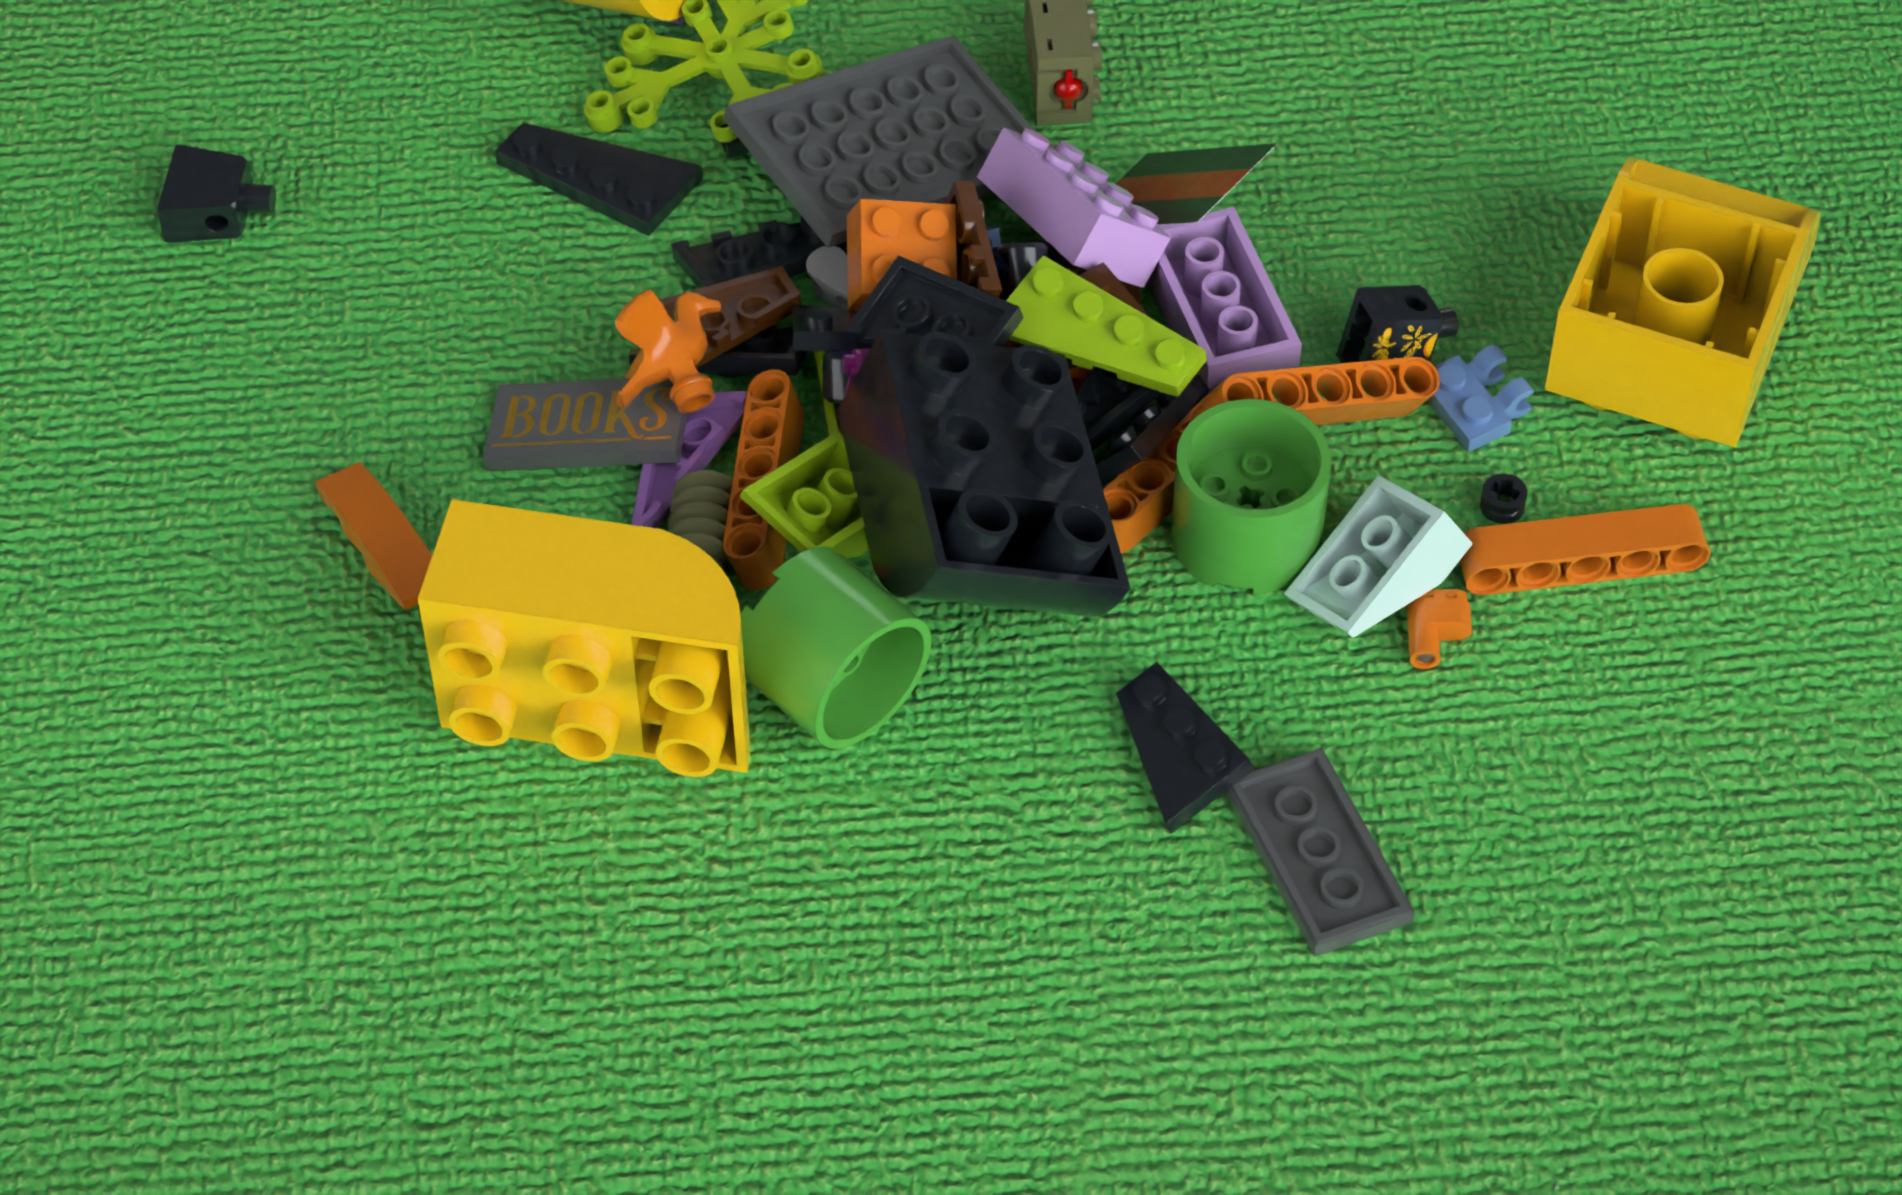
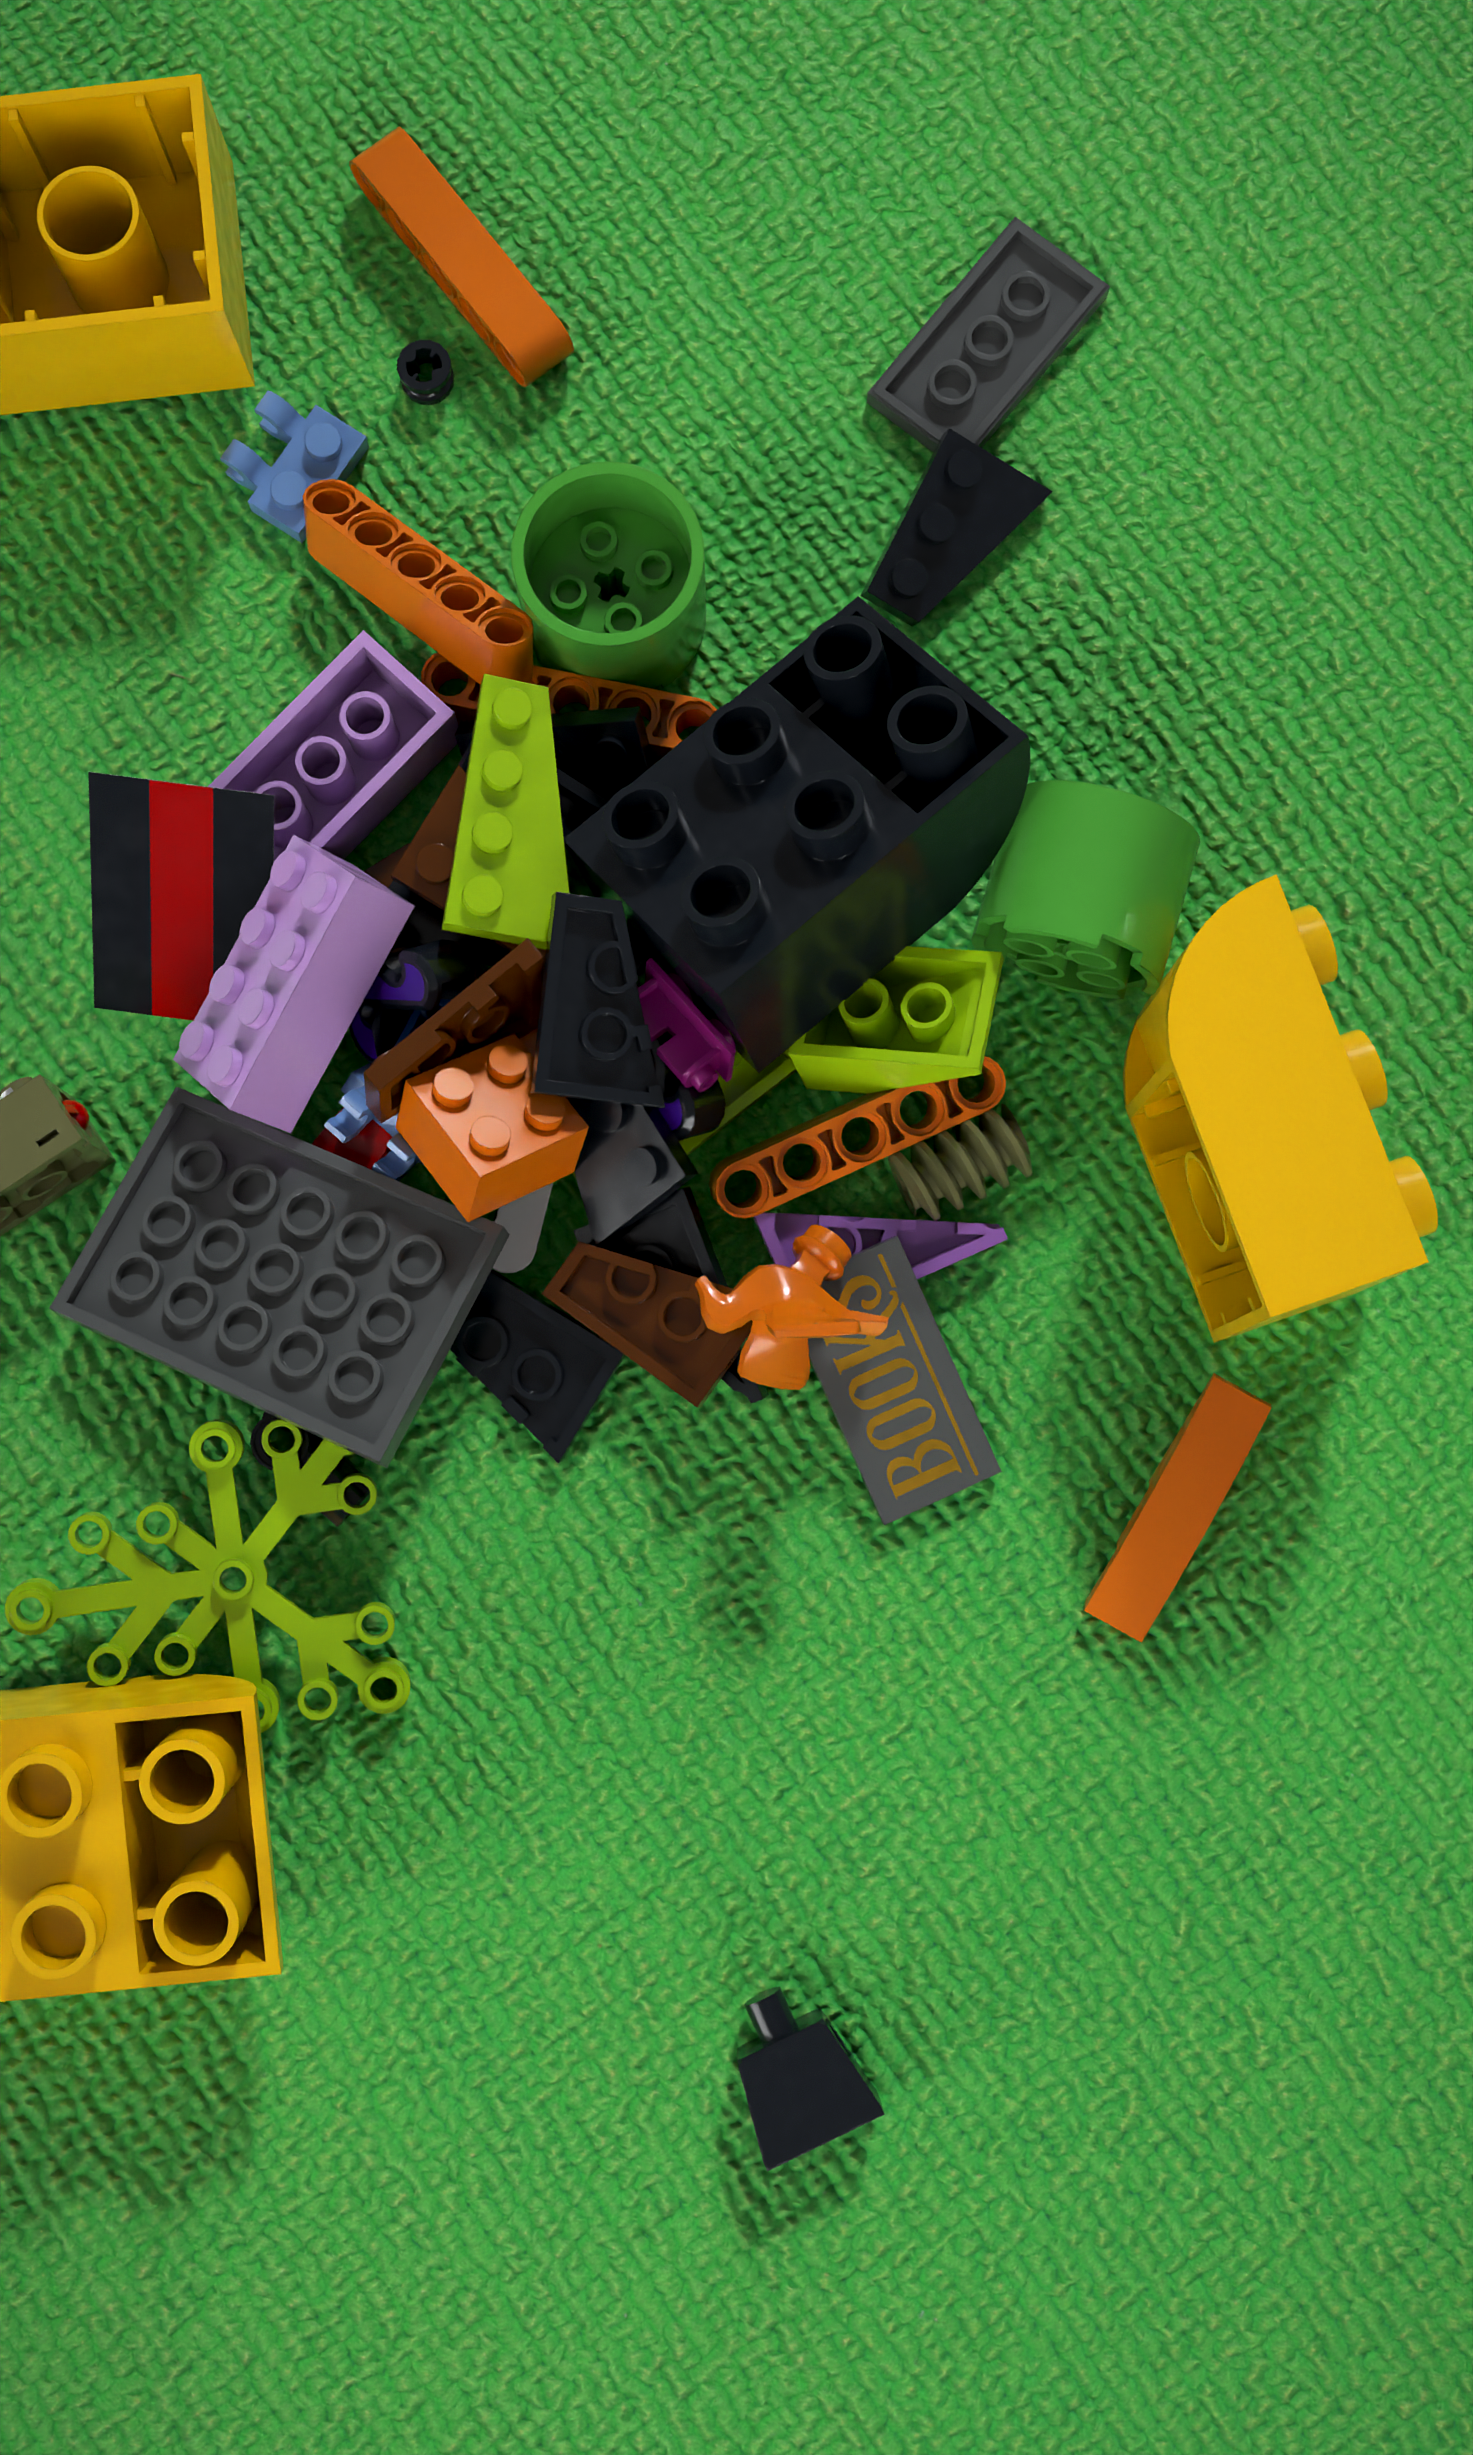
camera: 120 degrees left, 30 degrees up
(605, 177) = (485, 1615): black wing -> none
(1379, 559) = (596, 410): light aqua slope -> none
(1394, 324) = (253, 555): black torso -> none
(1436, 618) = (633, 368): orange piece -> none

